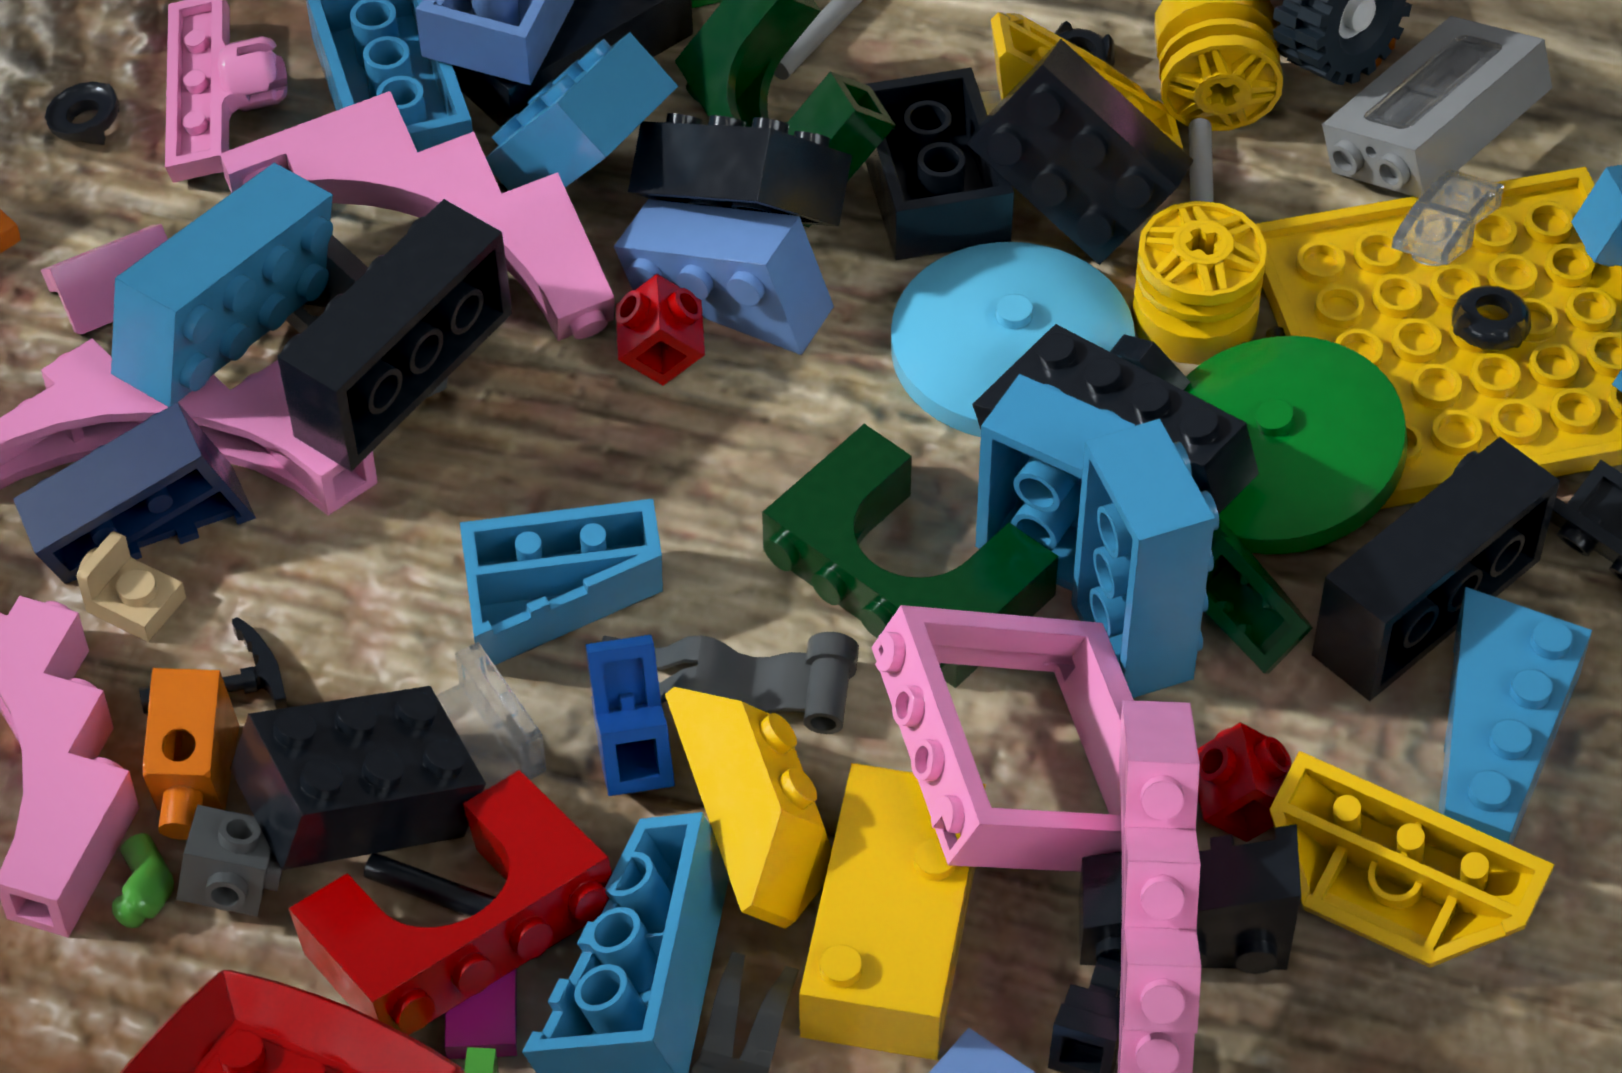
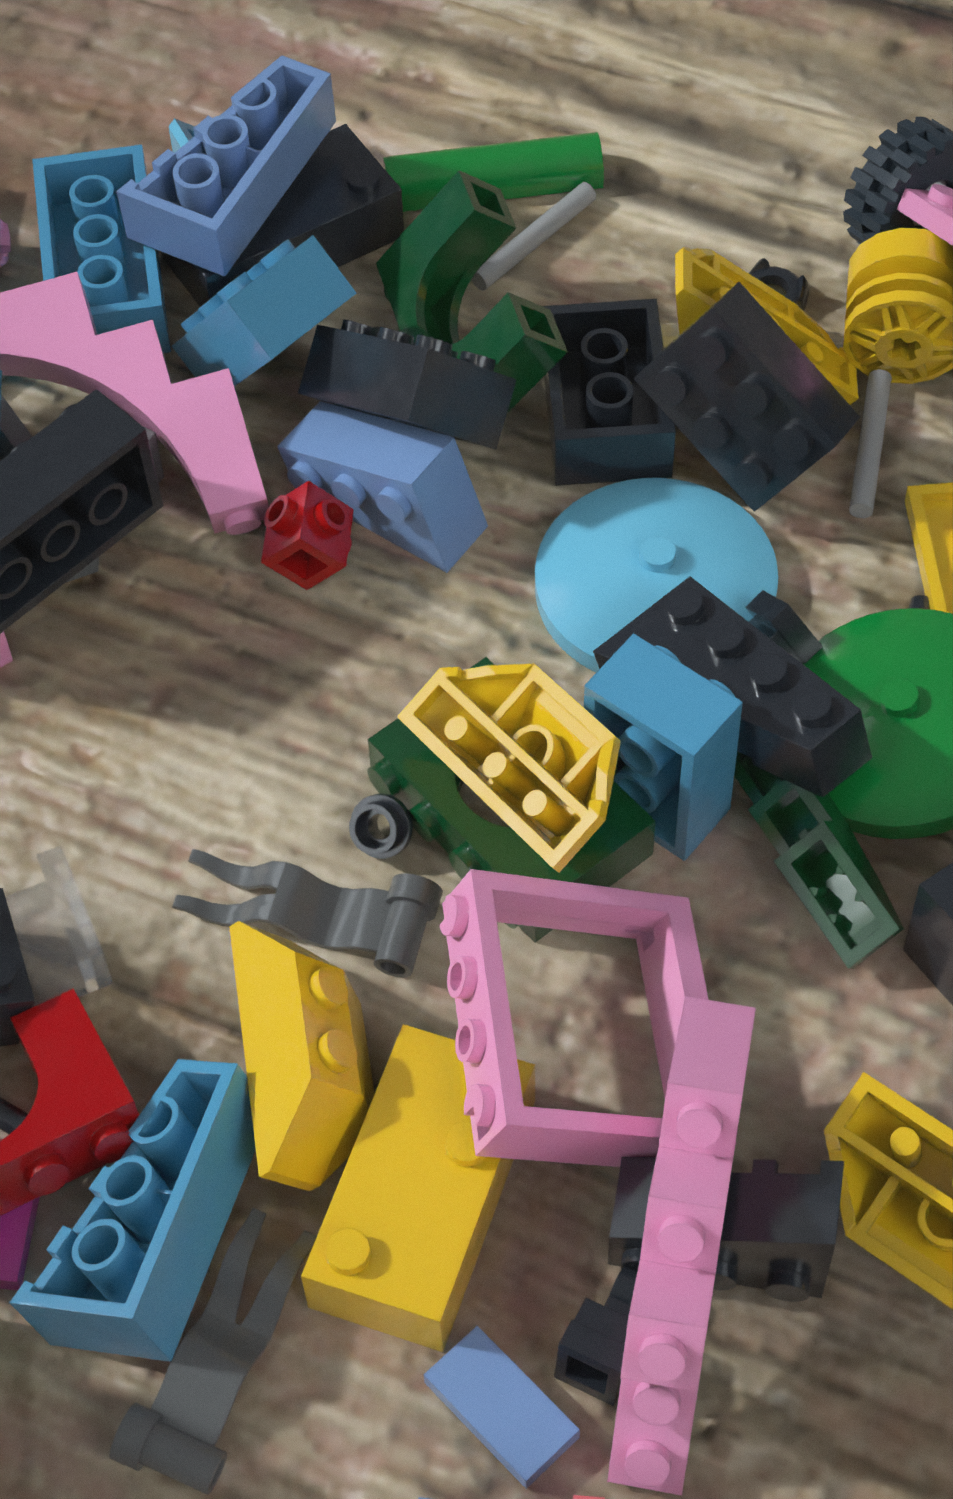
camera: 10 degrees right, 5 degrees up
(557, 571) = (152, 780): dark azure wedge -> none
(629, 715) = (196, 945): blue brick -> none
(769, 600) = (365, 830): none -> black plate
(923, 498) = (521, 750): none -> yellow wedge
(1144, 553) = (735, 837): dark azure brick -> none
(1198, 280) = (848, 541): yellow wheel -> none
(1240, 780) = (801, 1086): red brick -> none

